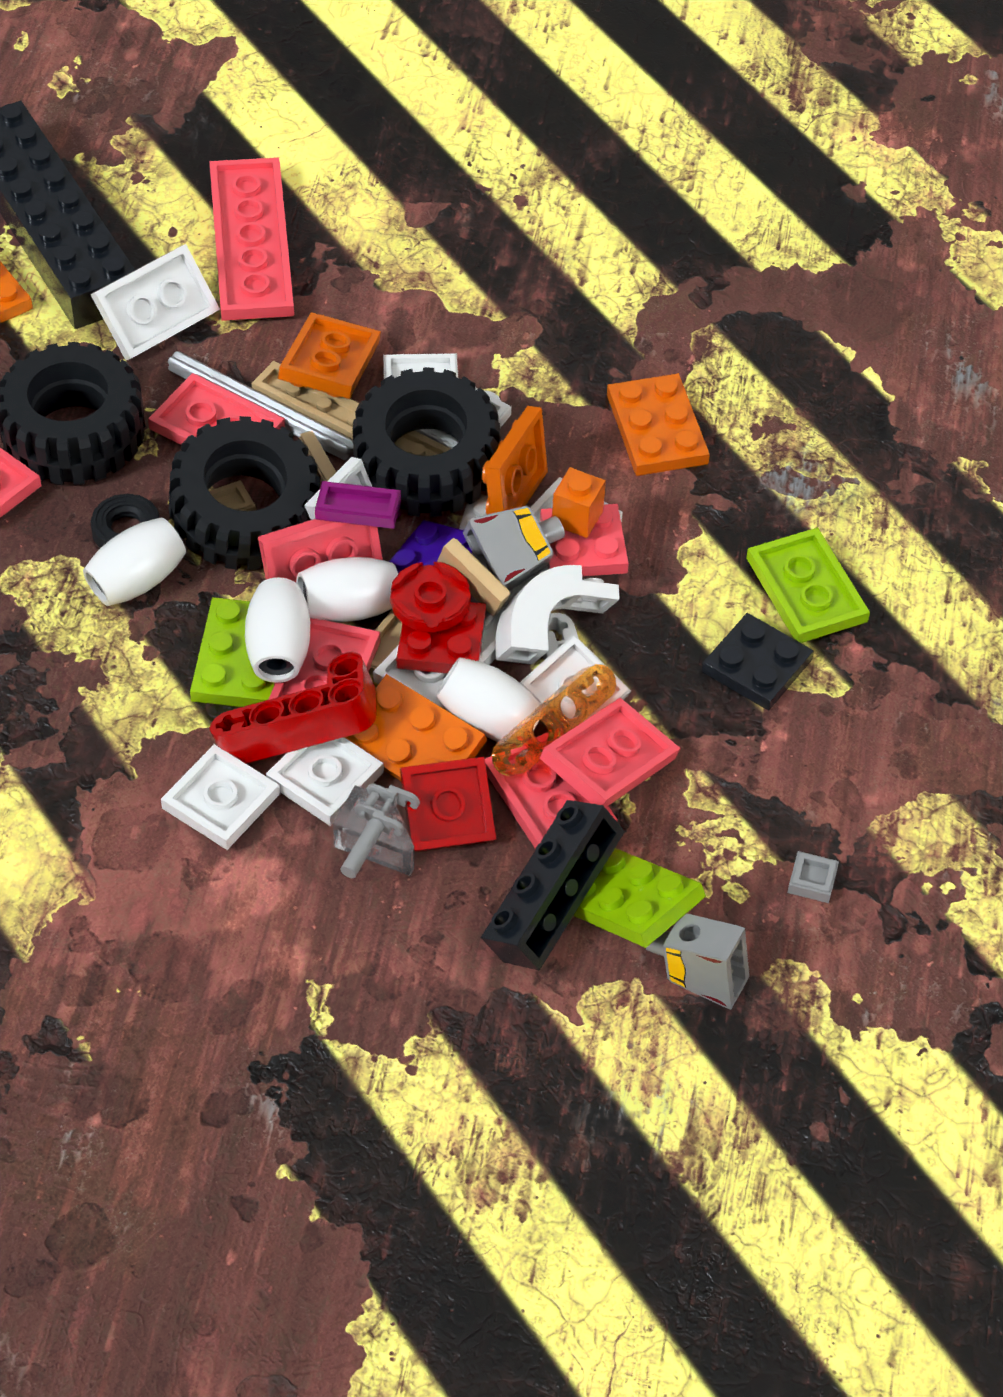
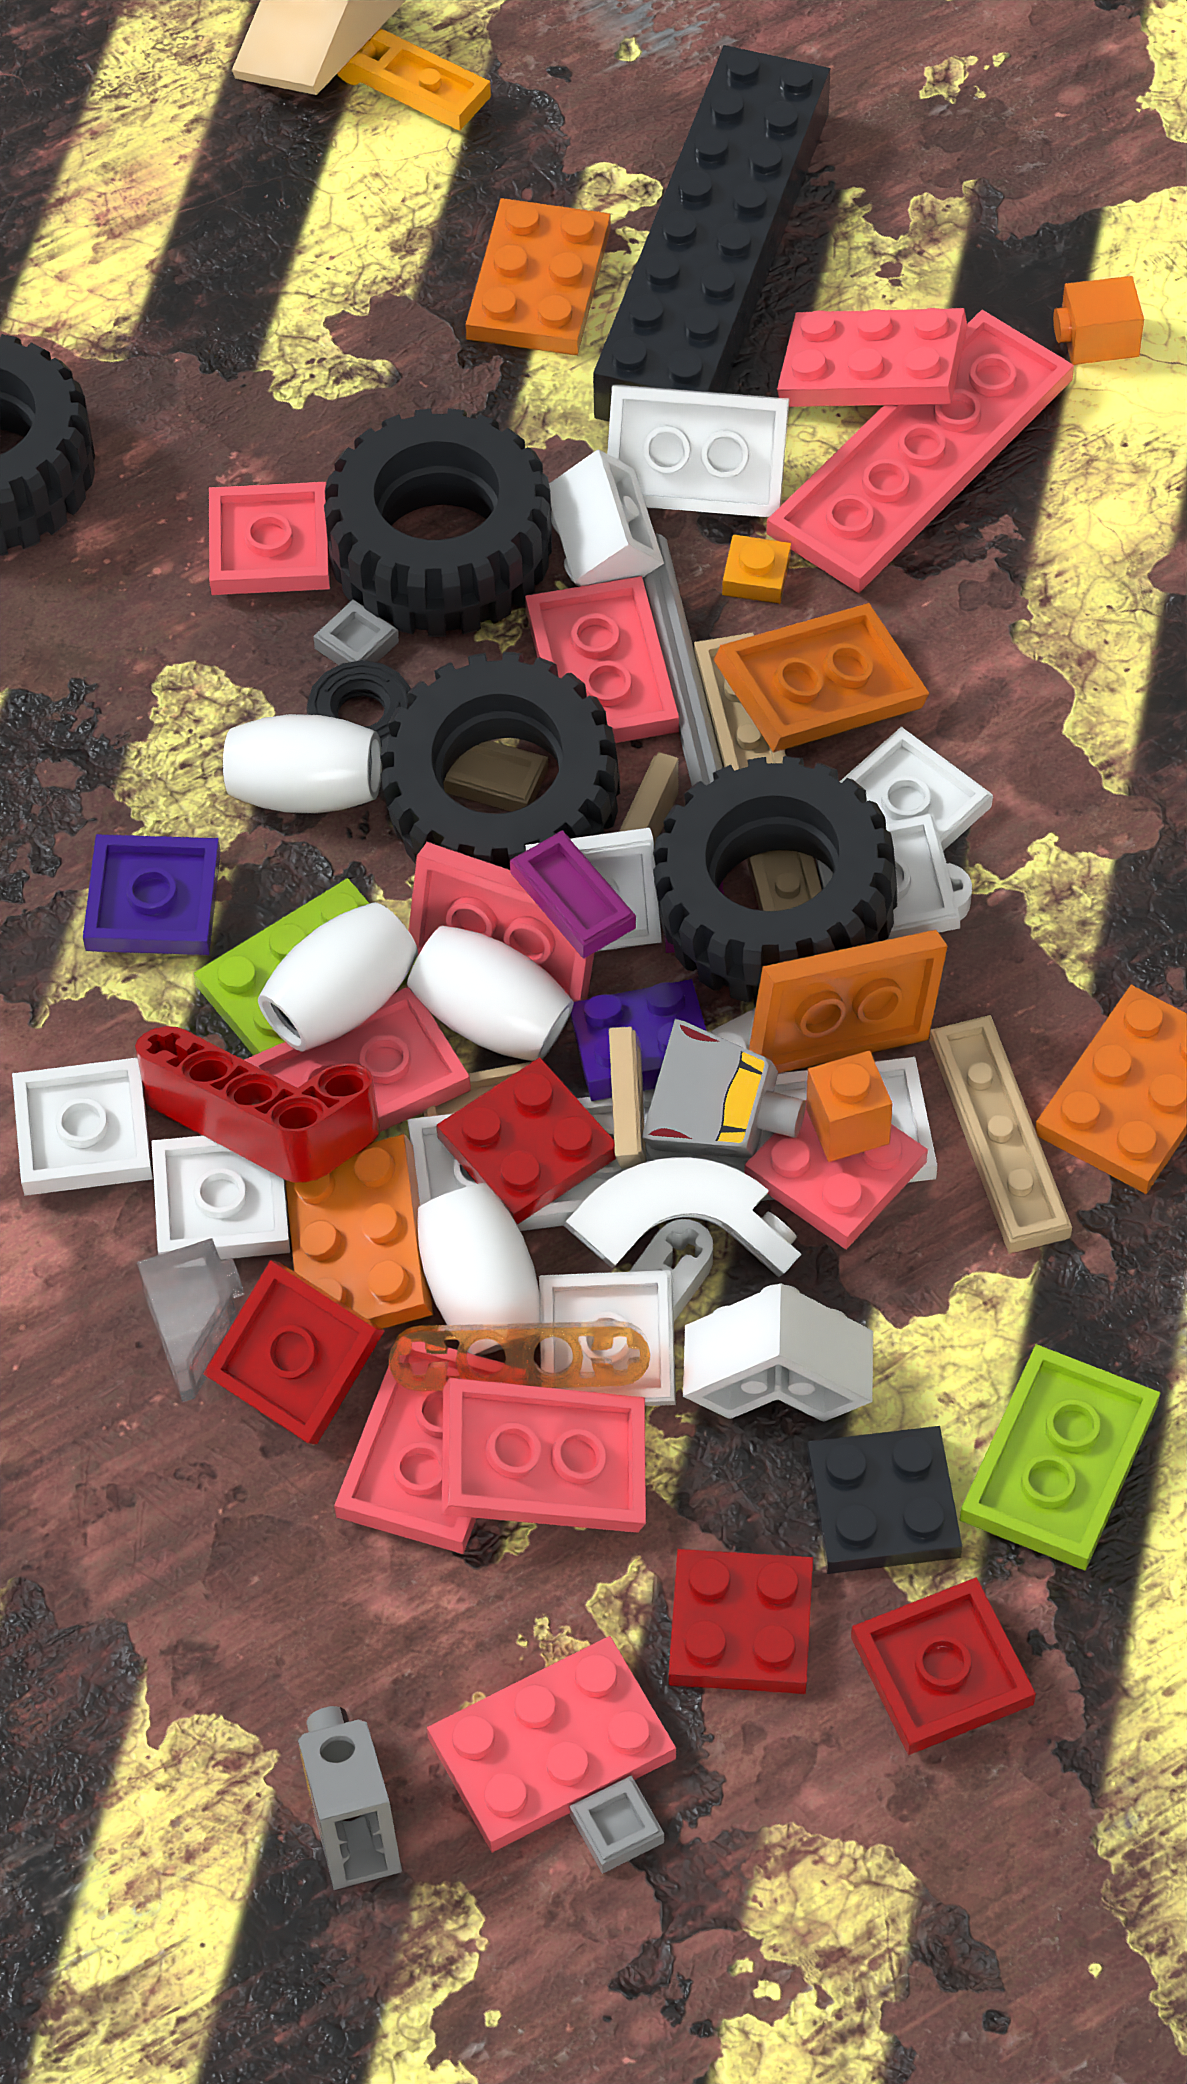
camera: 50 degrees right, 5 degrees up
(80, 497) = (355, 636): none -> light grey tile
(126, 674) = (152, 894): none -> dark purple plate
(153, 361) = (603, 522): none -> white brick
(185, 211) = (873, 357): none -> coral plate
(235, 338) = (756, 569): none -> light orange plate
(267, 131) = (1100, 320): none -> orange brick
(376, 823) = (163, 1305): light grey piece -> none
(430, 597) = (549, 1080): red tile -> none
(553, 884) = (278, 1551): black brick -> none
(629, 484) = (1000, 1134): none -> tan tile
(638, 898) = (350, 1648): lime plate -> none
(653, 633) = (779, 1350): none -> white brick
(748, 869) = (550, 1742): none -> coral plate
(761, 755) = (741, 1621): none -> red plate
(863, 701) = (942, 1666): none -> red plate

